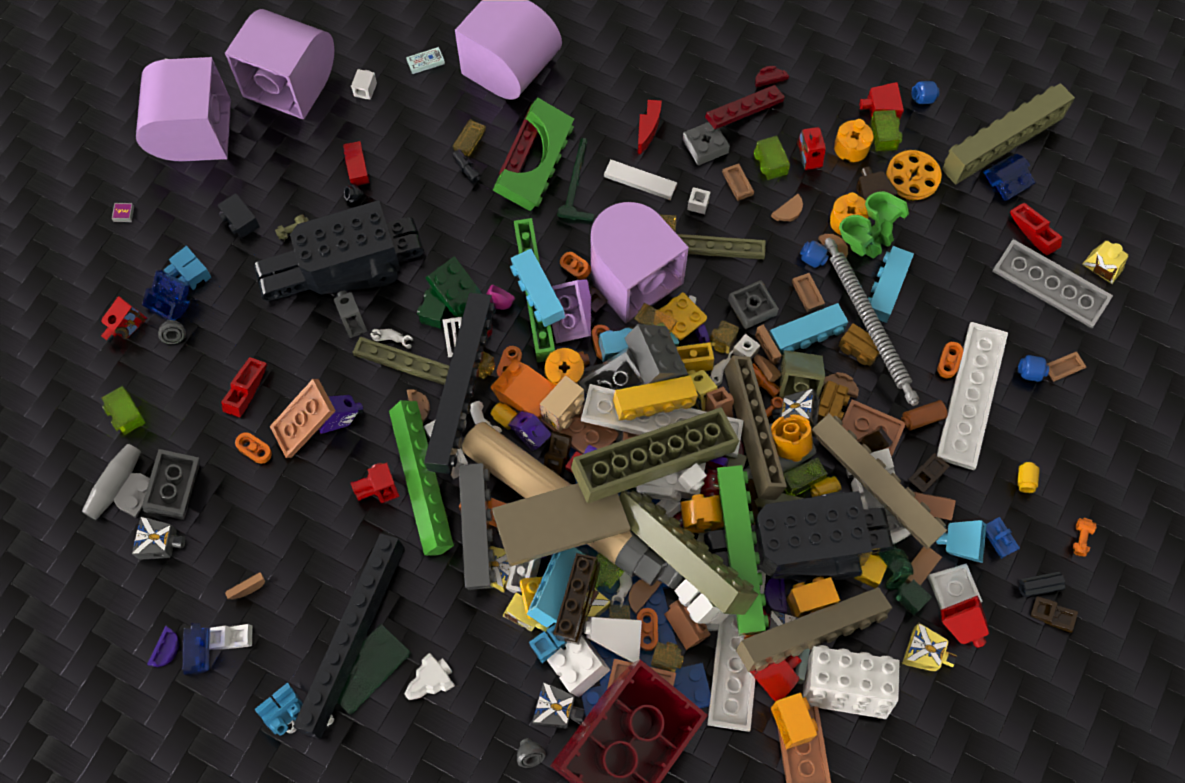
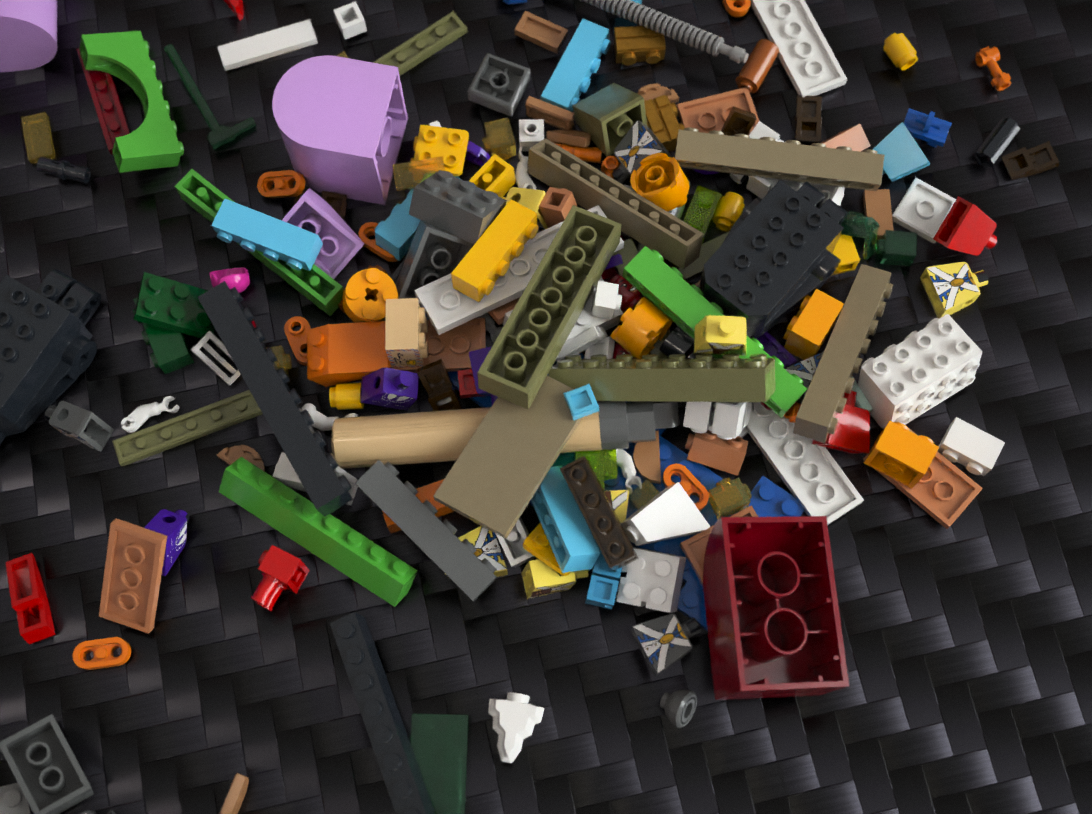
camera: 40 degrees left, 5 degrees up
(621, 524) = (581, 402): none -> medium azure tile
(739, 555) = (721, 335): none -> light yellow torso
(847, 756) = (970, 447): none -> white brick

